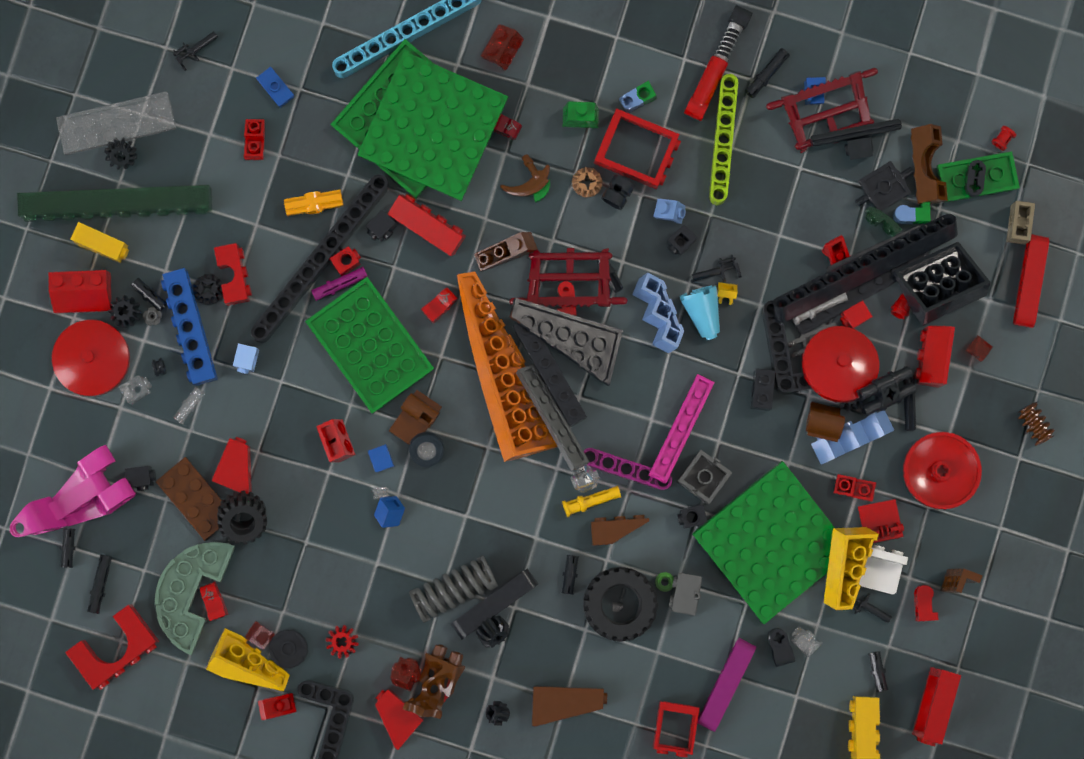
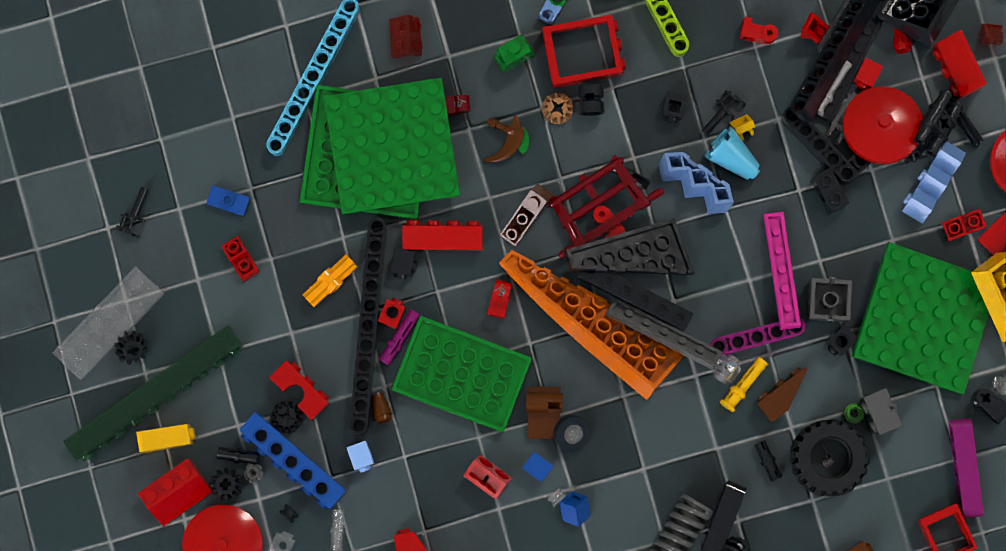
camera: 25 degrees left, 0 degrees up
(287, 331) = (381, 409): none -> reddish brown cone
(669, 210) = (646, 86): medium blue bracket -> none
(788, 225) = (757, 33): none -> red leg
(824, 422) = (902, 184): reddish brown piece -> none

